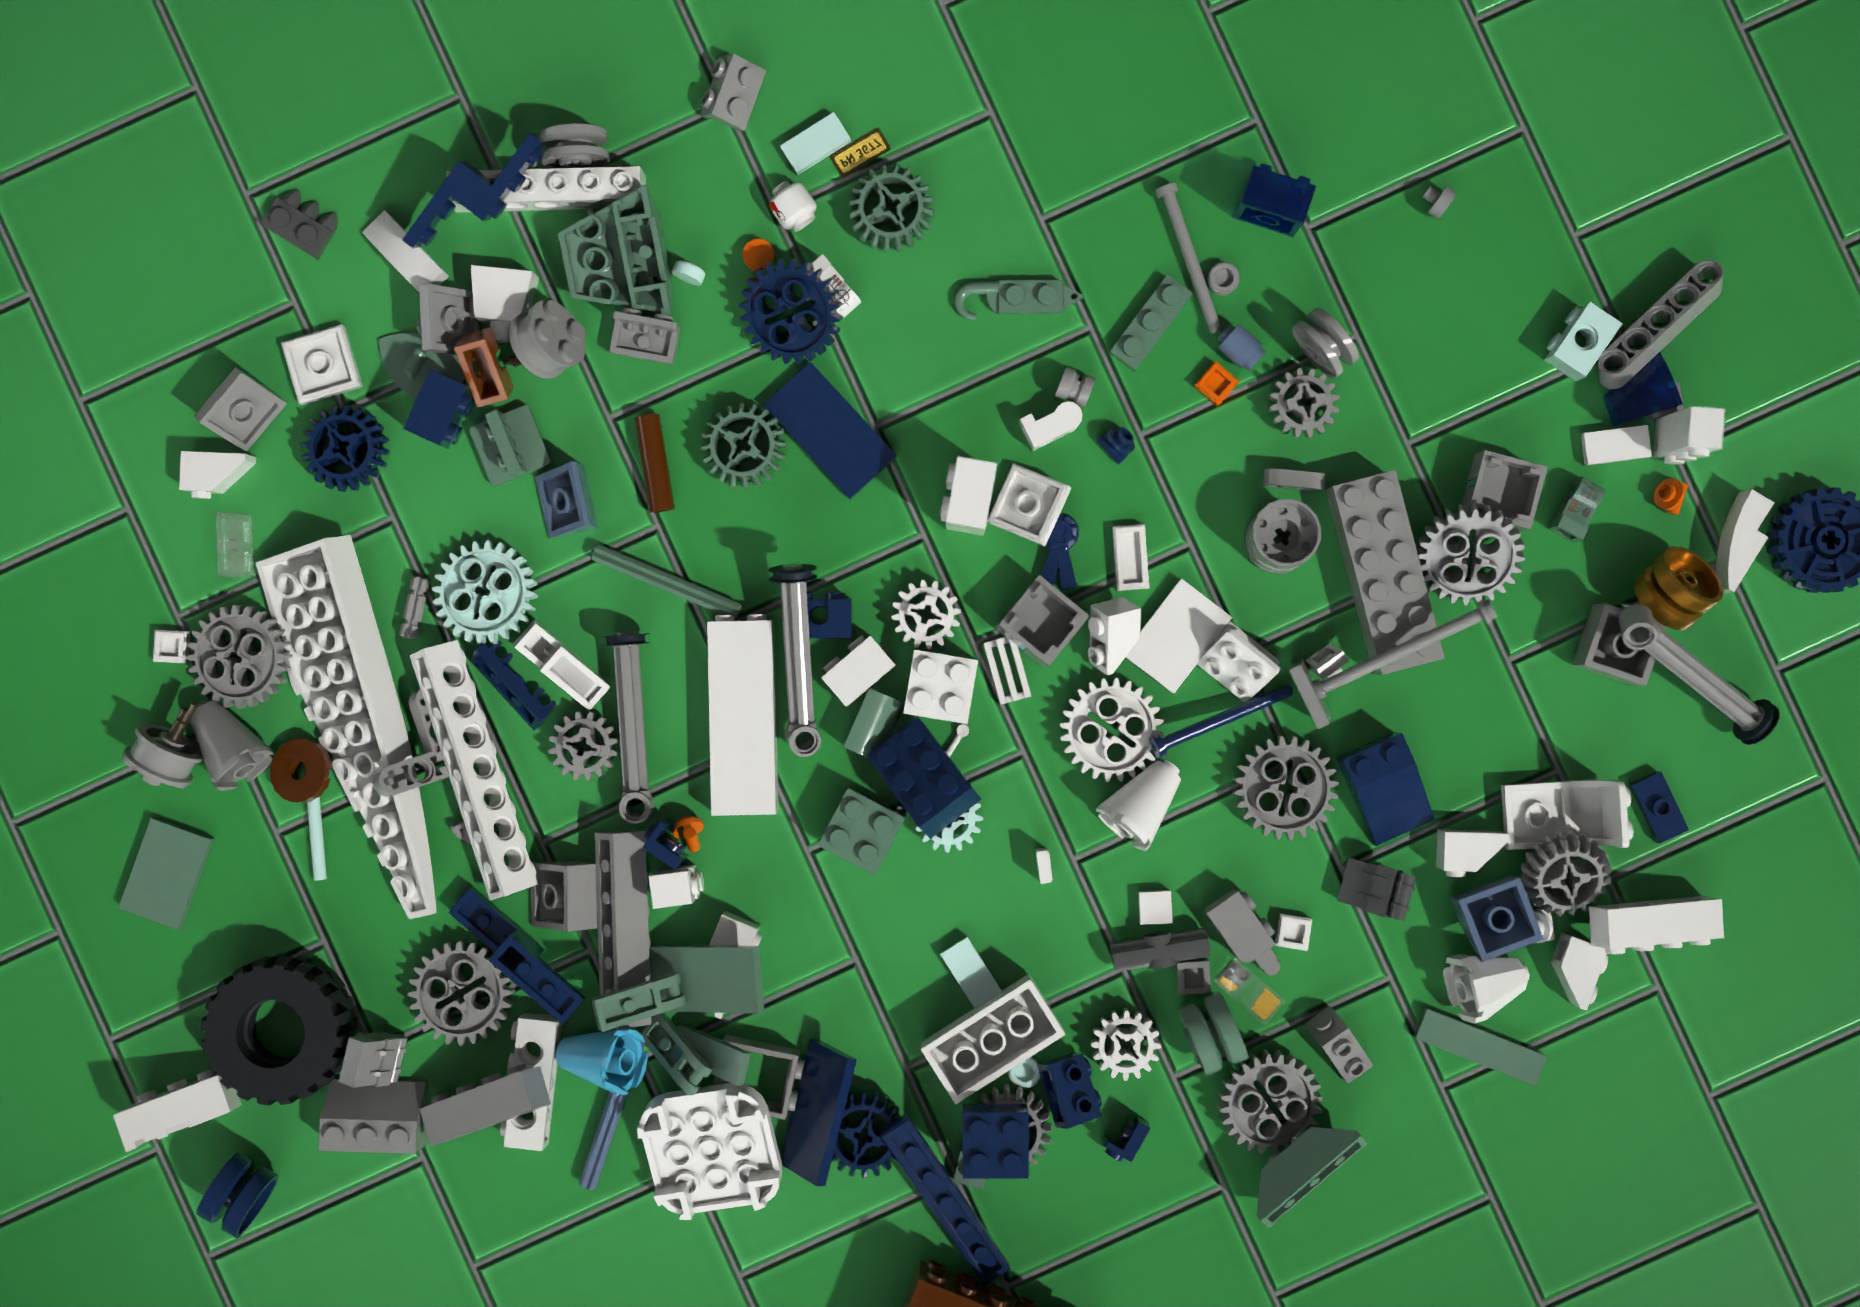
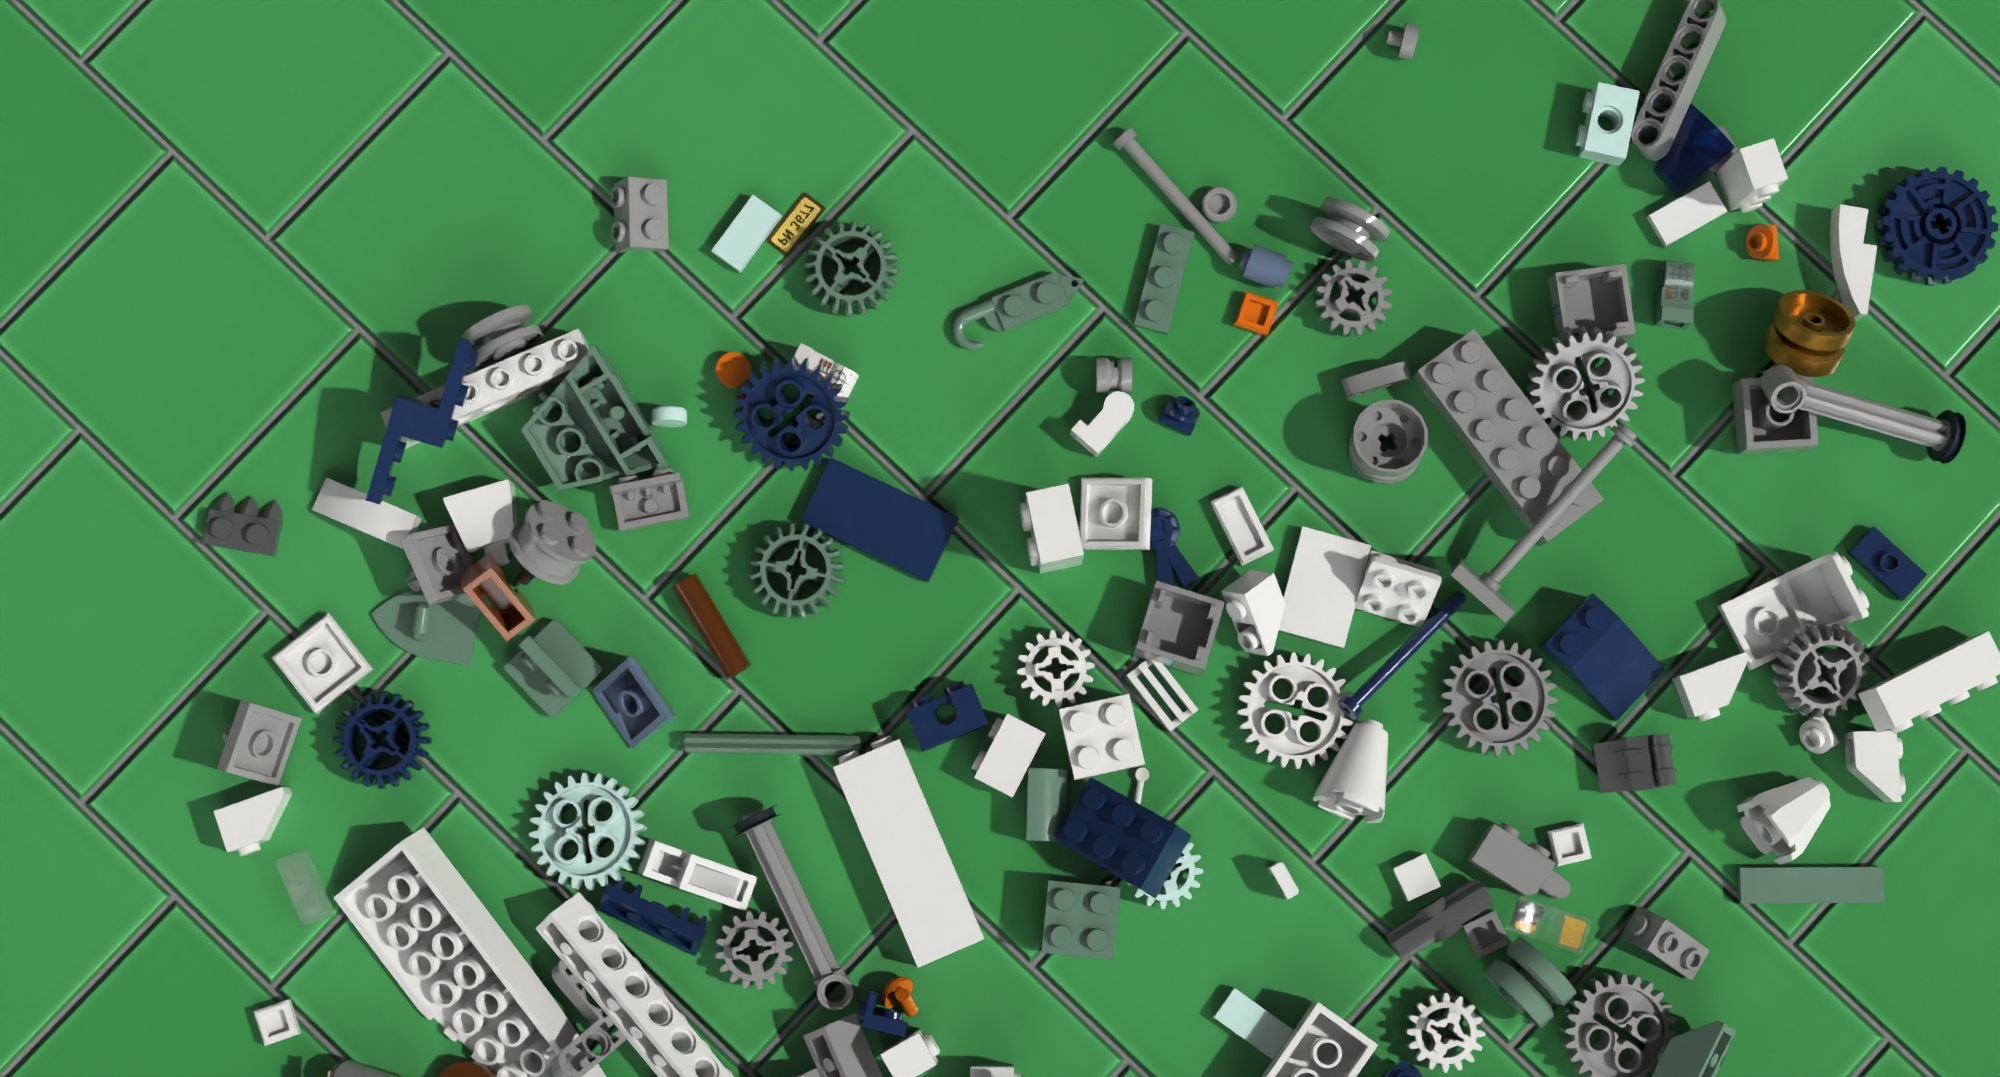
camera: 25 degrees left, 5 degrees down
(212, 648) = (387, 1000): light grey gear -> none
(414, 607) = (518, 877): light grey axle -> none
(440, 410) = (469, 659): dark blue brick -> none
(792, 206) = (749, 306): white head -> none
(797, 655) = (941, 764): light grey piece -> none
(1274, 200) = (1238, 107): clear blue container -> none
(1327, 661) = (1486, 551): white tile -> none
(1497, 917) = (1770, 743): sand blue slope -> none

